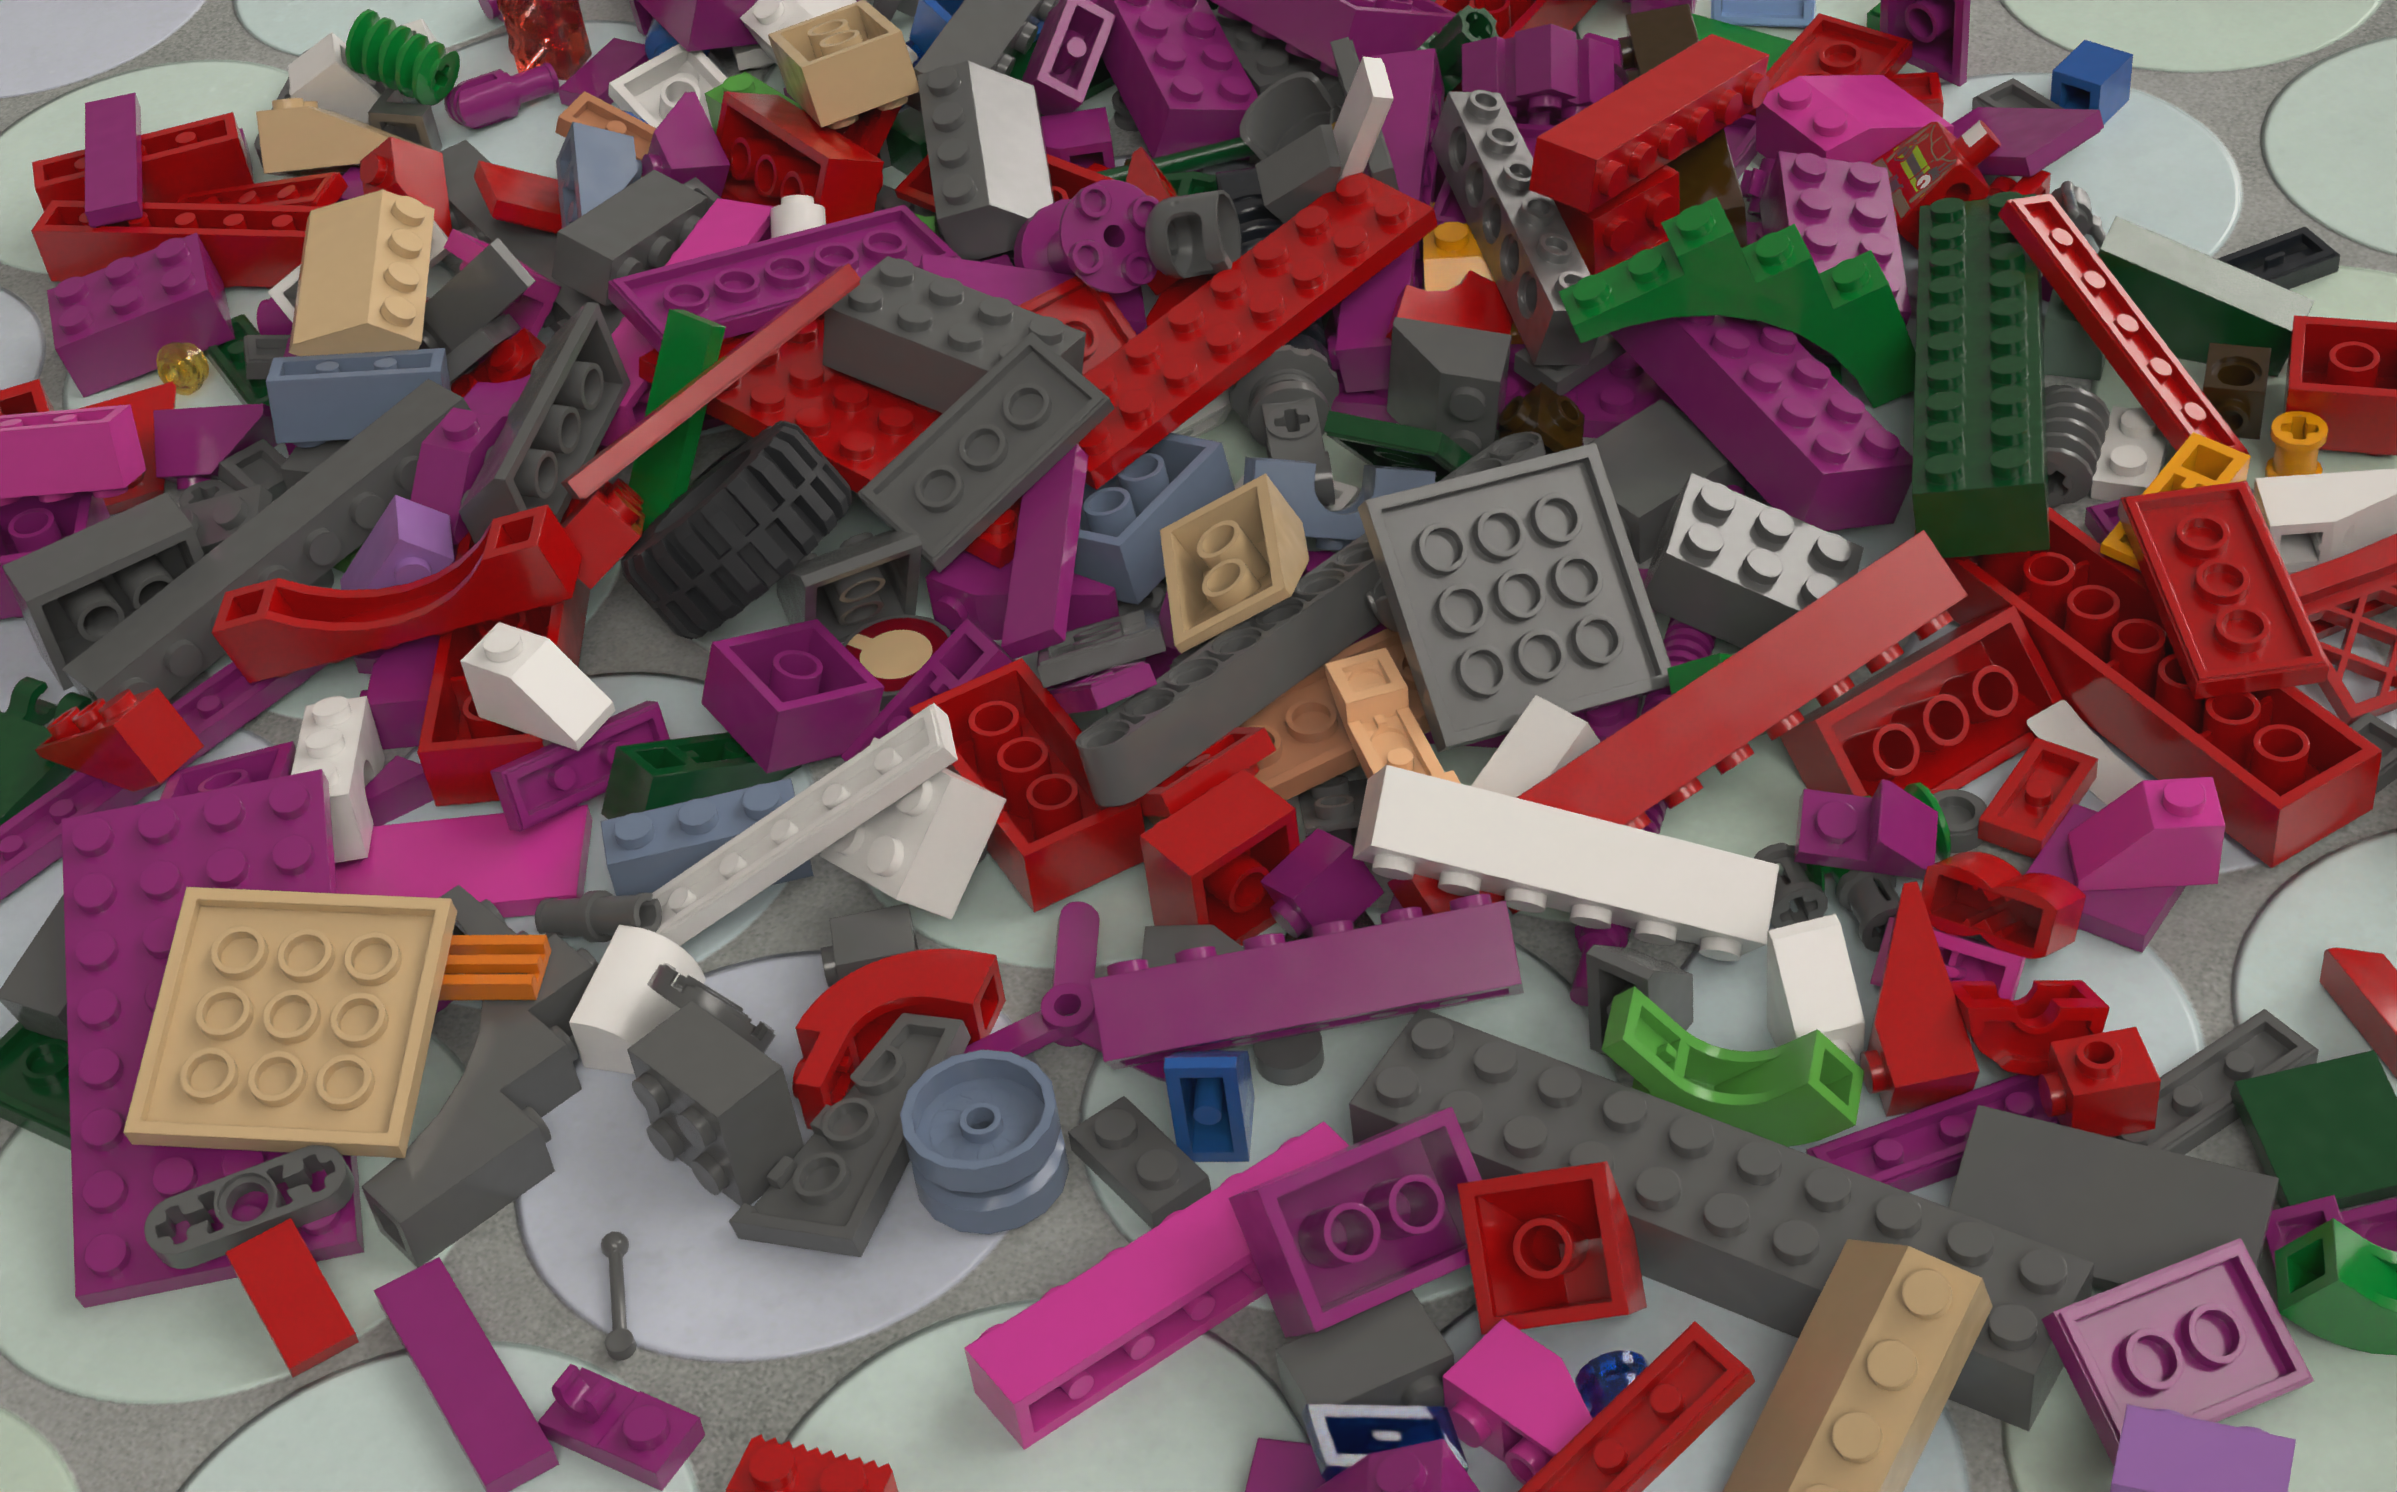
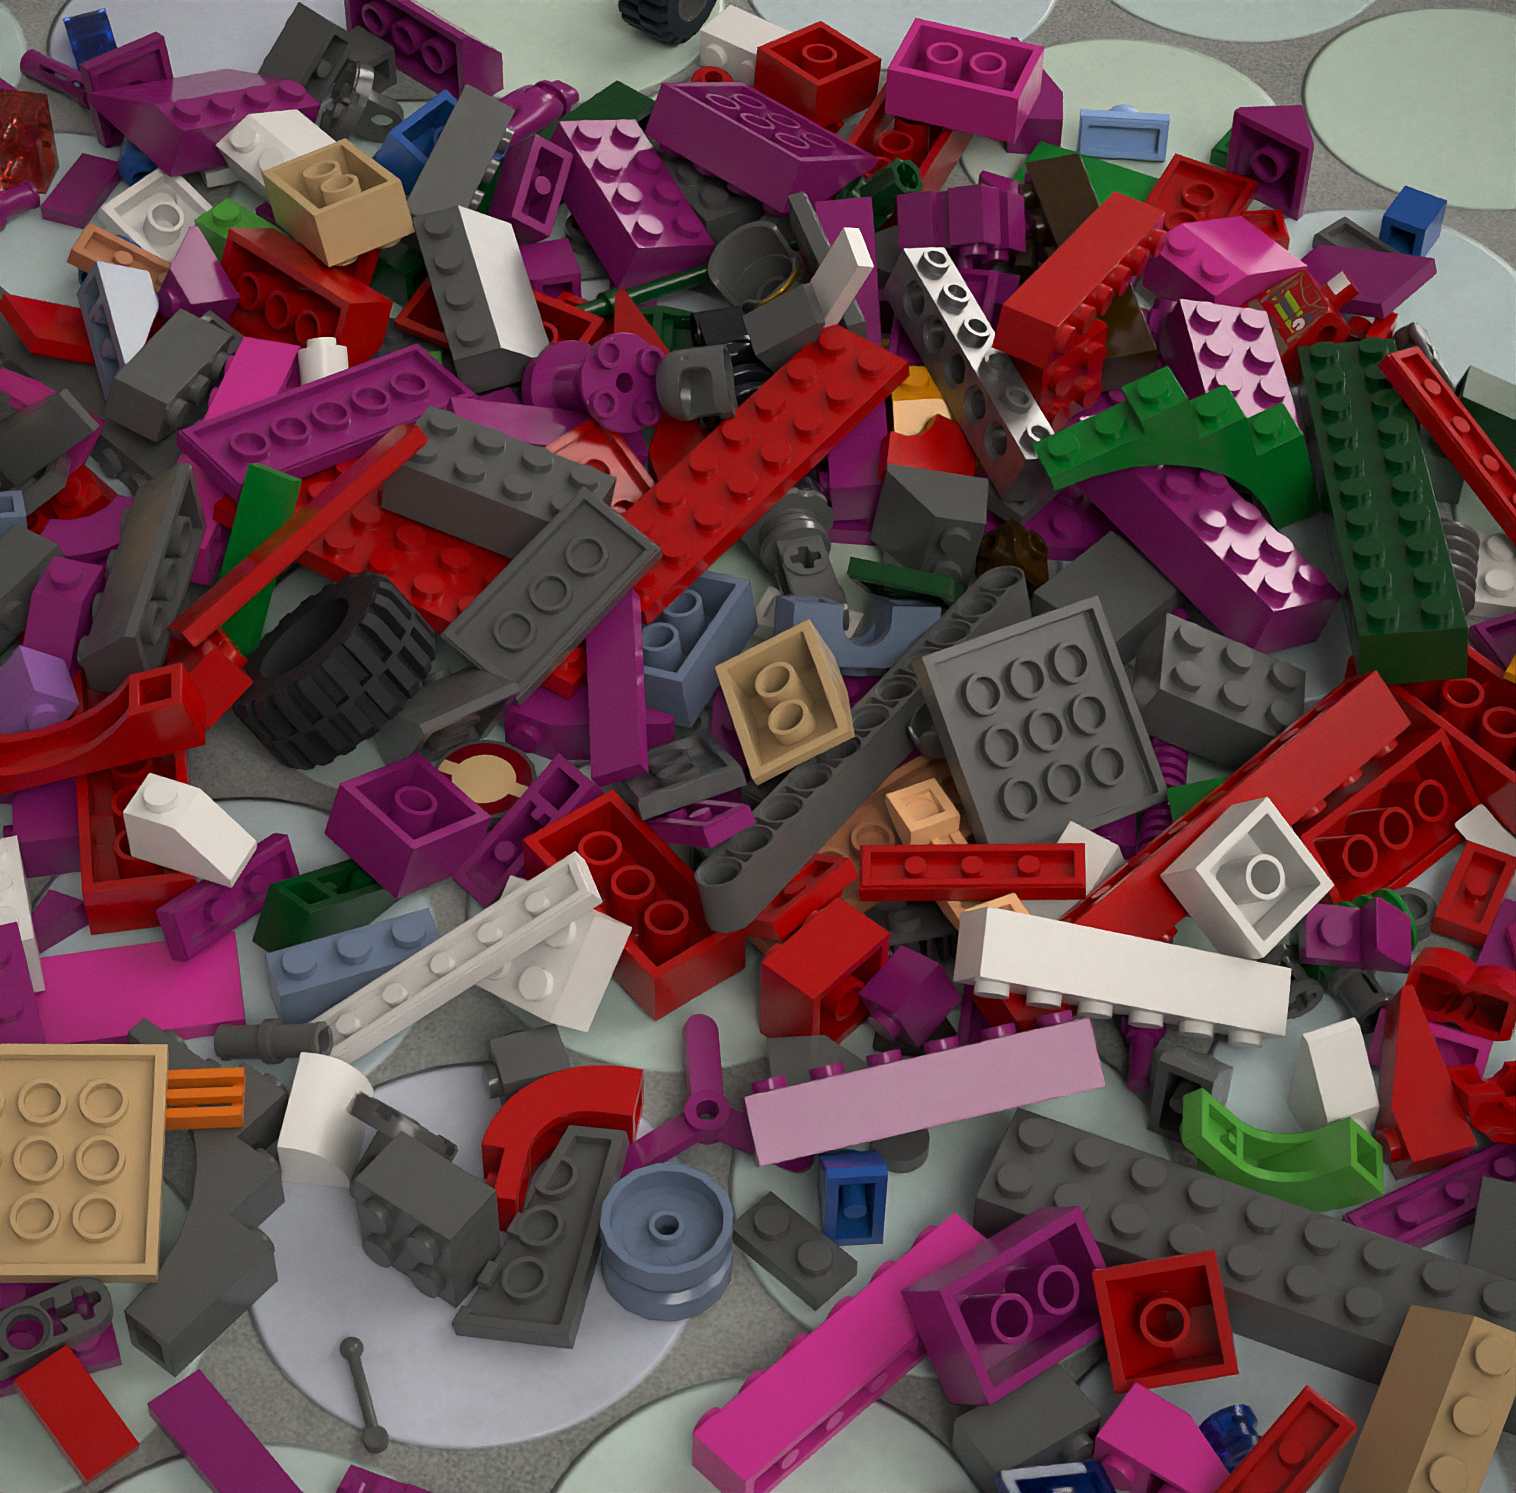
camera: 15 degrees left, 5 degrees up
(1426, 745) = (972, 872): none -> red tile
(1729, 758) = (1247, 880): none -> white brick

